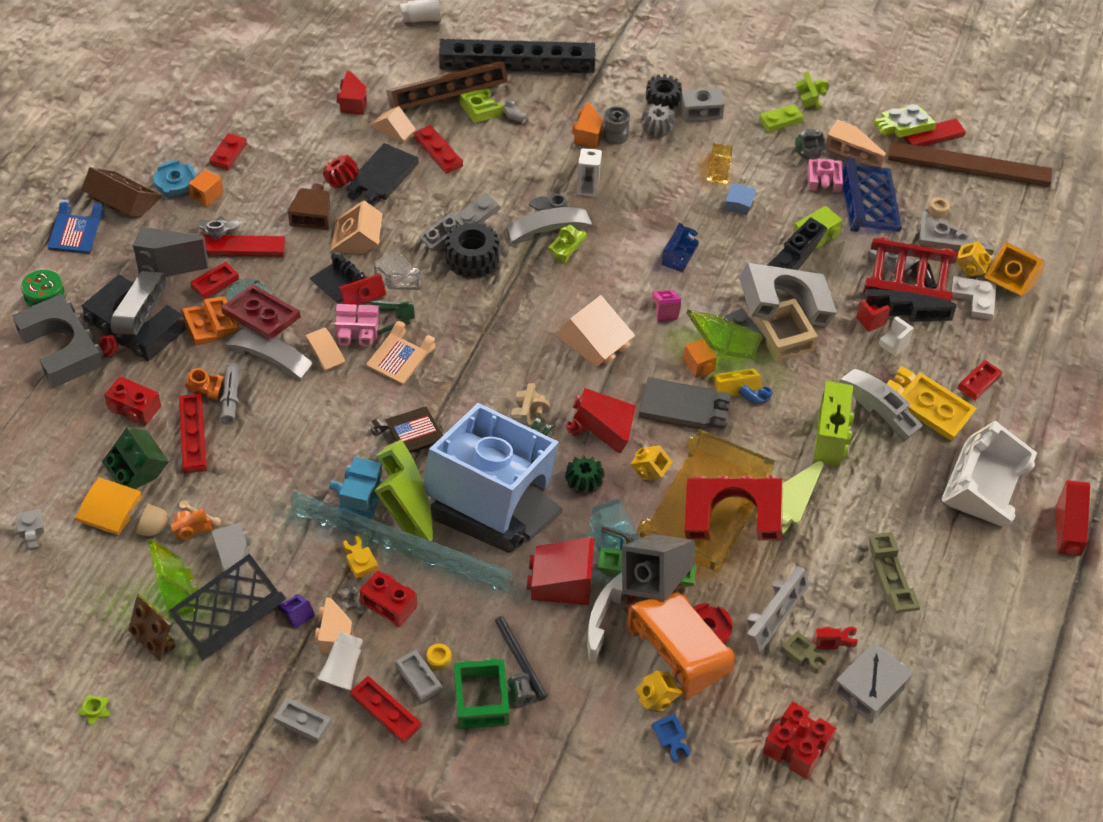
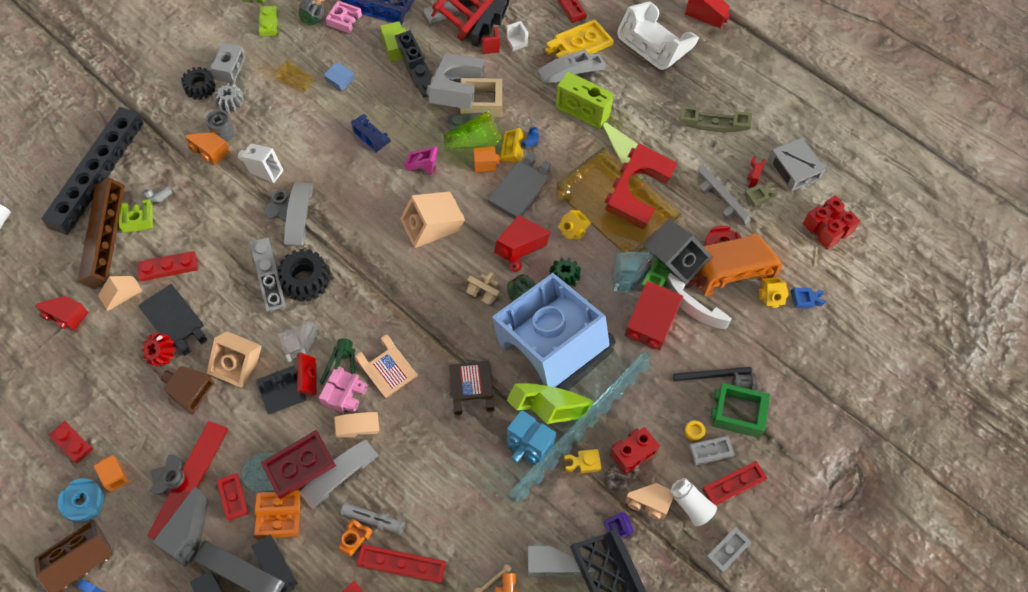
camera: 70 degrees left, 10 degrees up
(566, 243) = (330, 204): lime hips -> none

